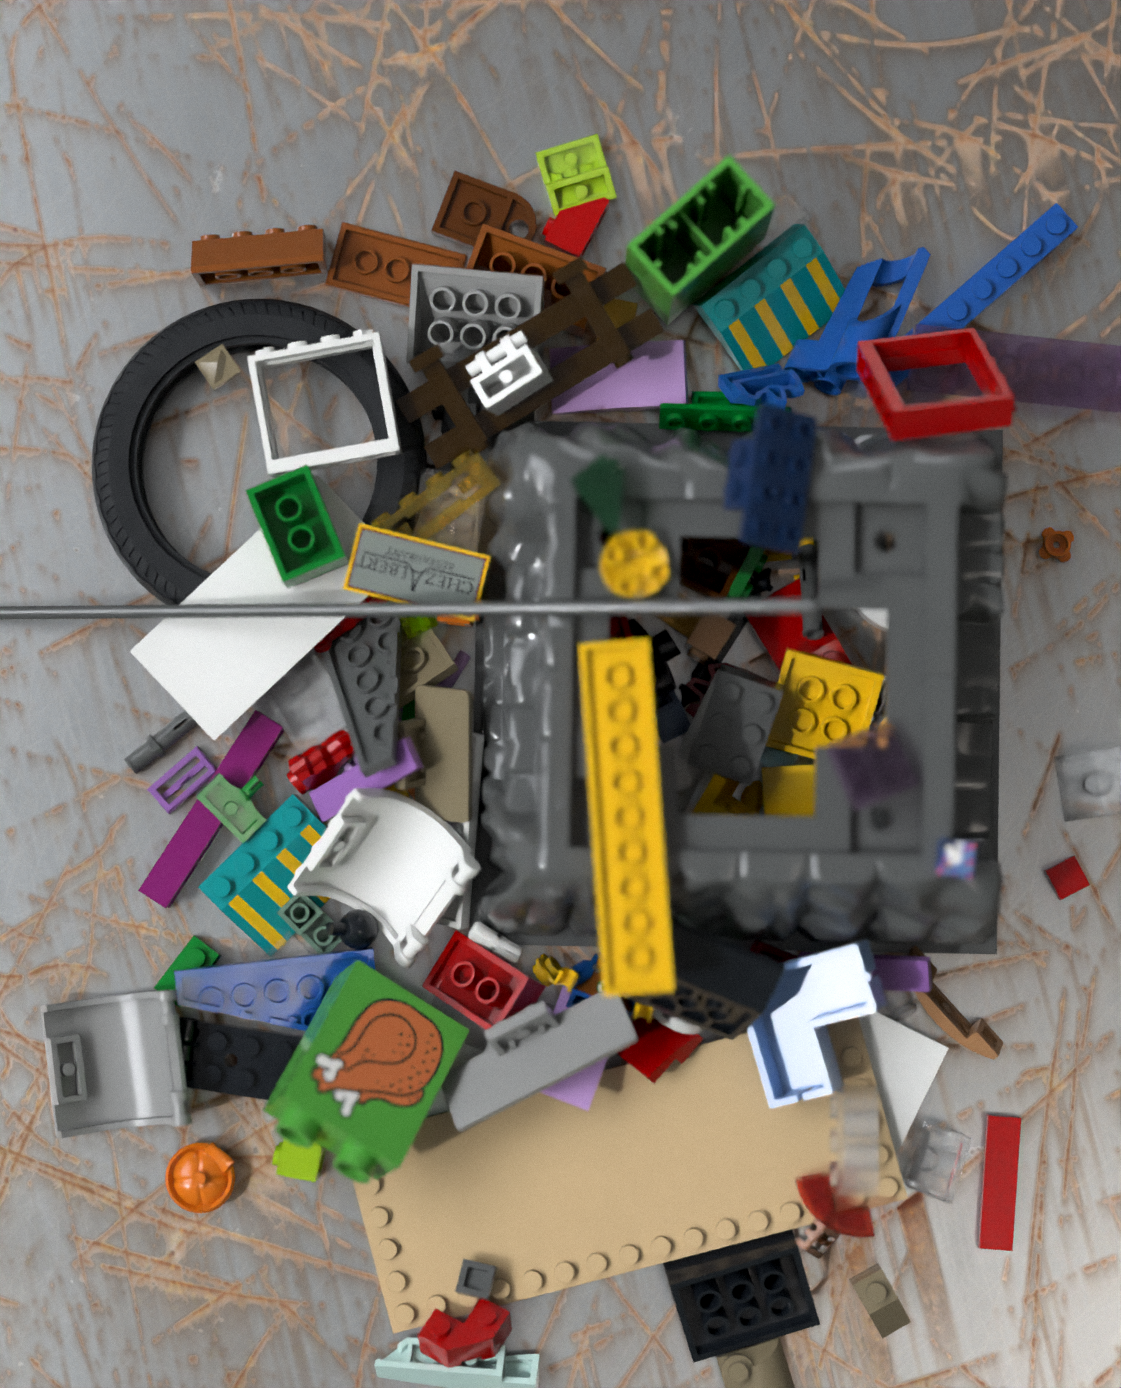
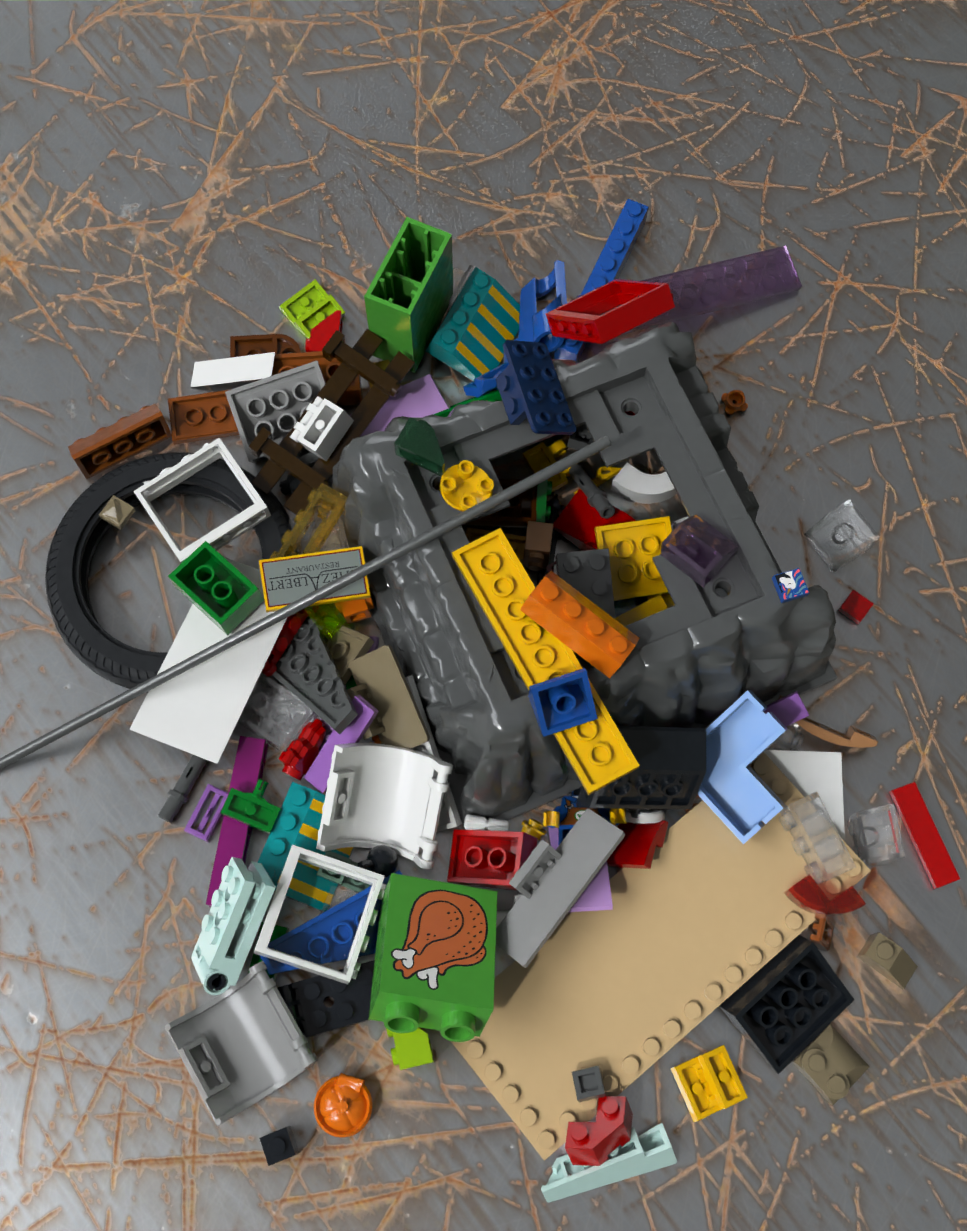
camera: 30 degrees left, 15 degrees down
(114, 1187) = (279, 1145): none -> black brick
(158, 931) = (231, 924): none -> light aqua hinge
(293, 1012) = (368, 916): none -> white window
(438, 222) = (233, 369): none -> white sticker
(612, 1336) = (709, 1083): none -> yellow slope
(619, 887) = (563, 702): none -> blue slope
(687, 798) = (580, 624): none -> orange slope

